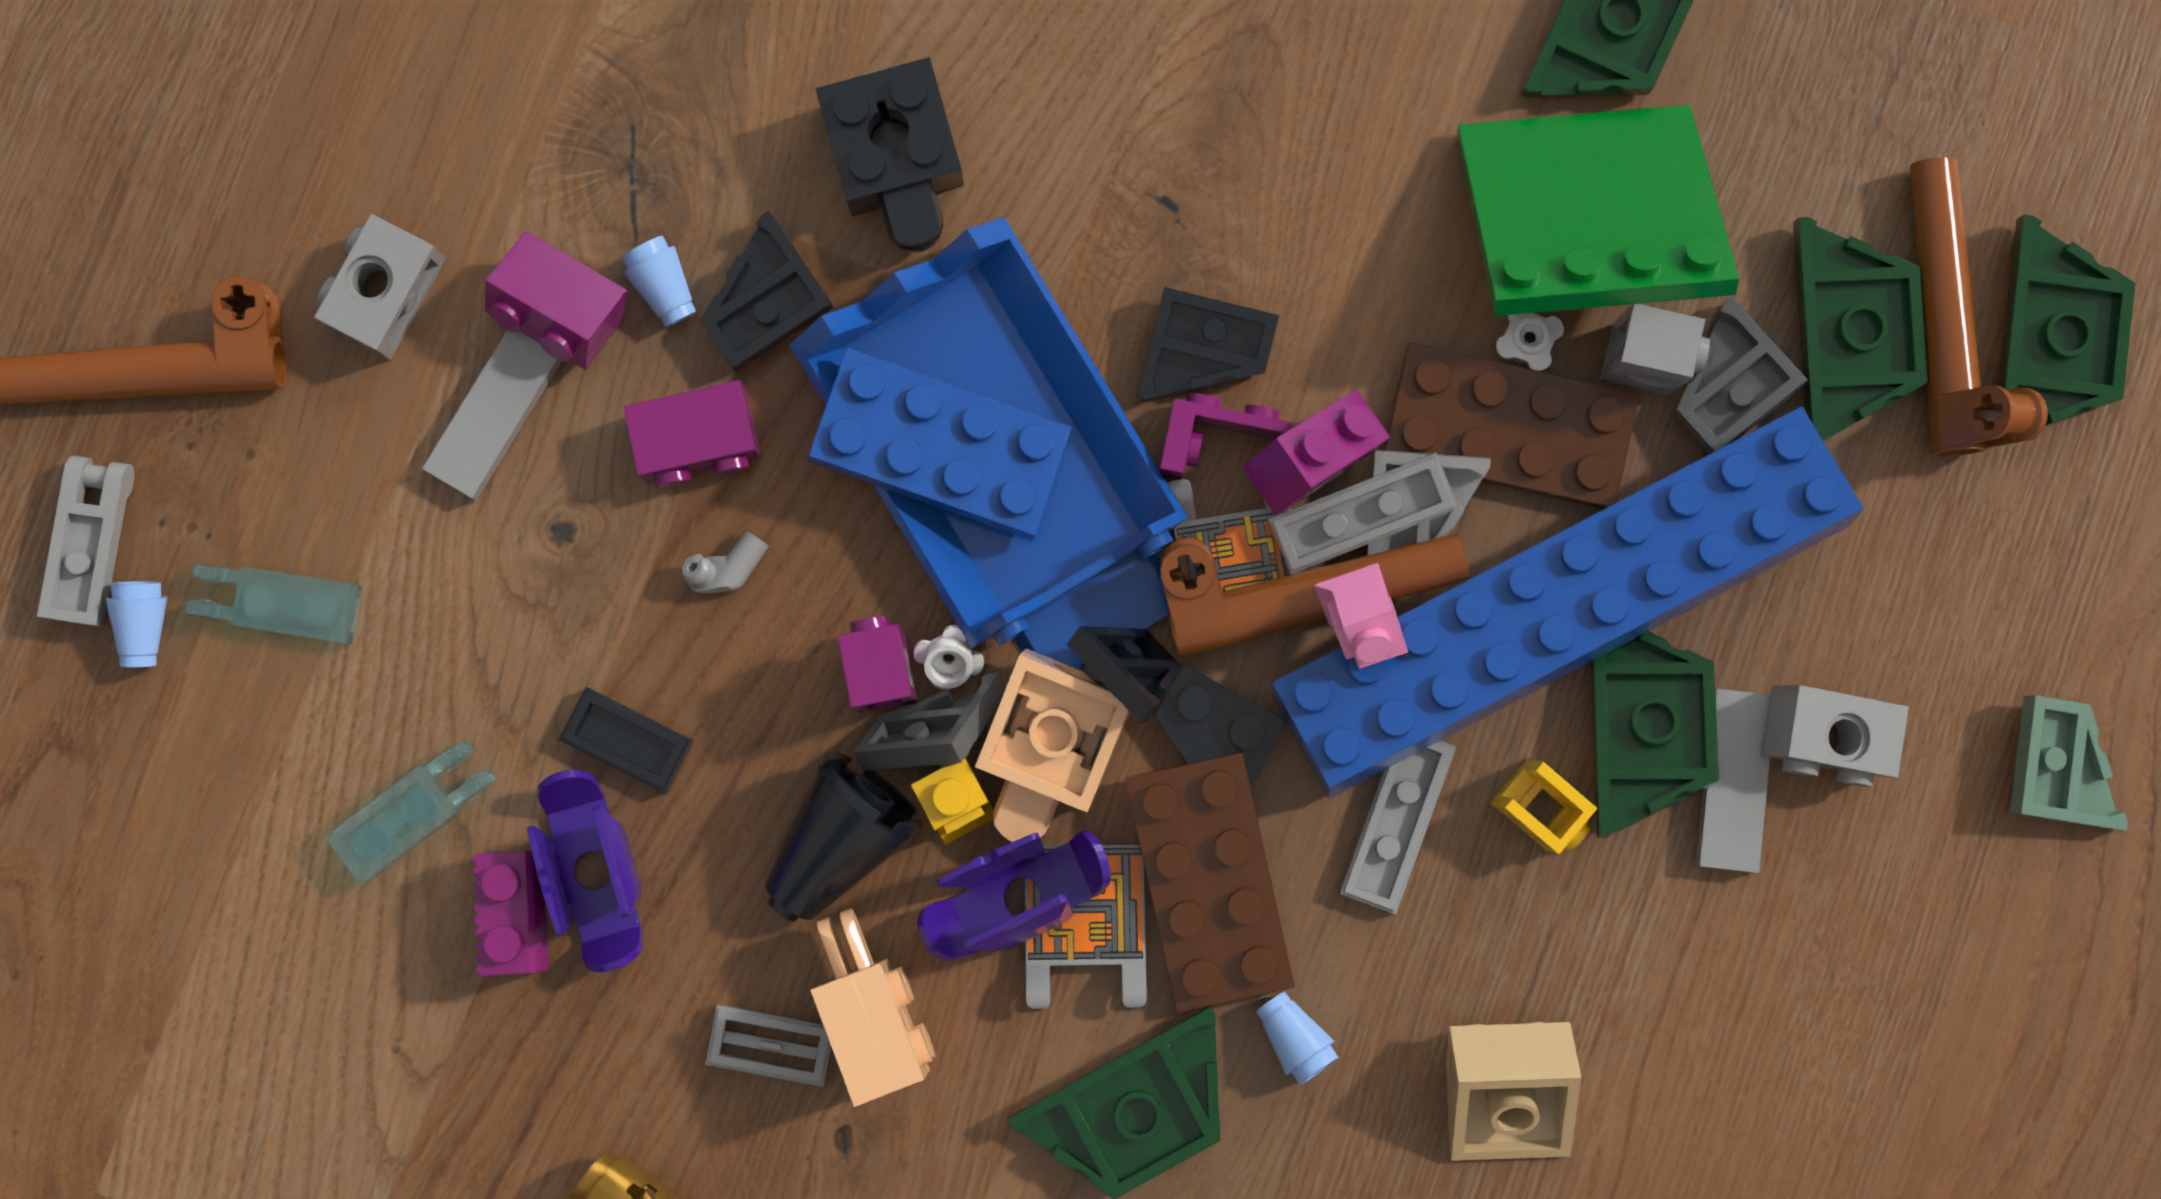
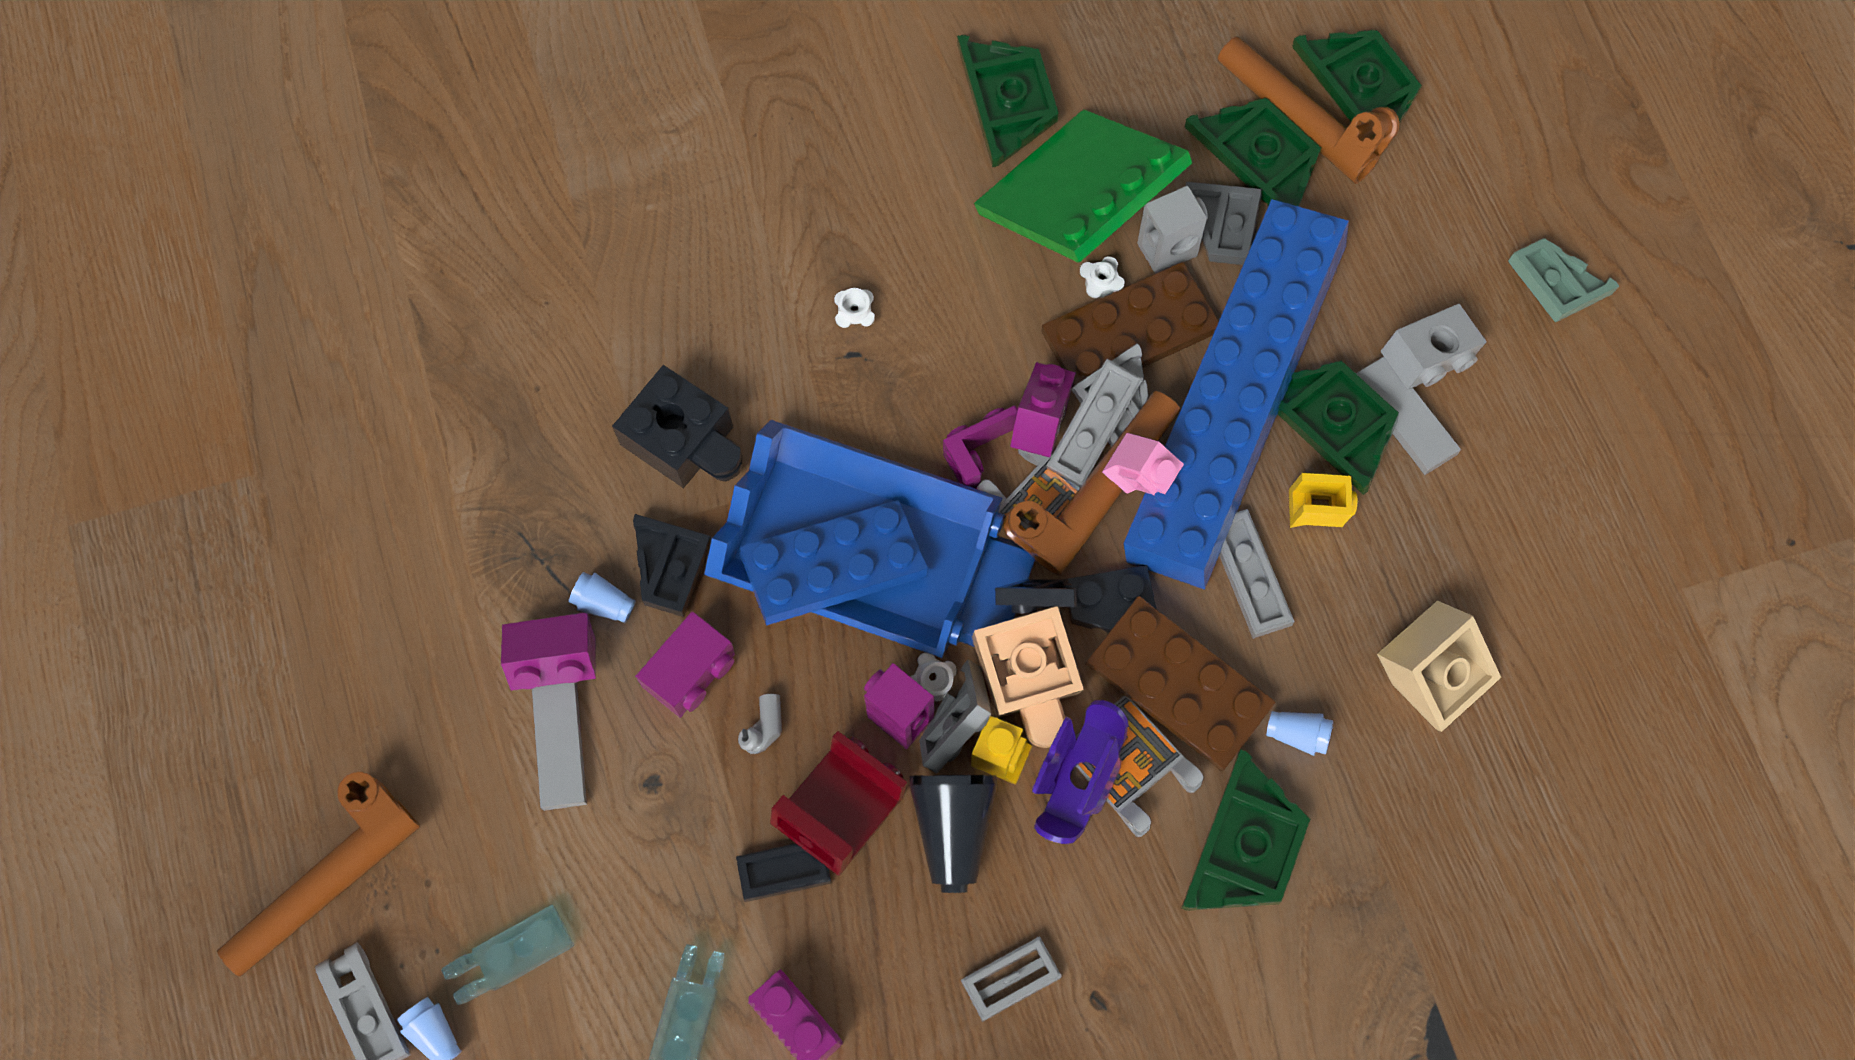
camera: 35 degrees left, 15 degrees down
(384, 319) = (448, 745): light grey brick -> none
(581, 825) = (795, 940): dark purple piece -> none
(736, 719) = (840, 803): none -> dark red panel
(869, 1018) = (1056, 905): light nougat brick -> none
(1204, 344) = (933, 406): black wing -> none
(1214, 132) = (850, 298): none -> white plate

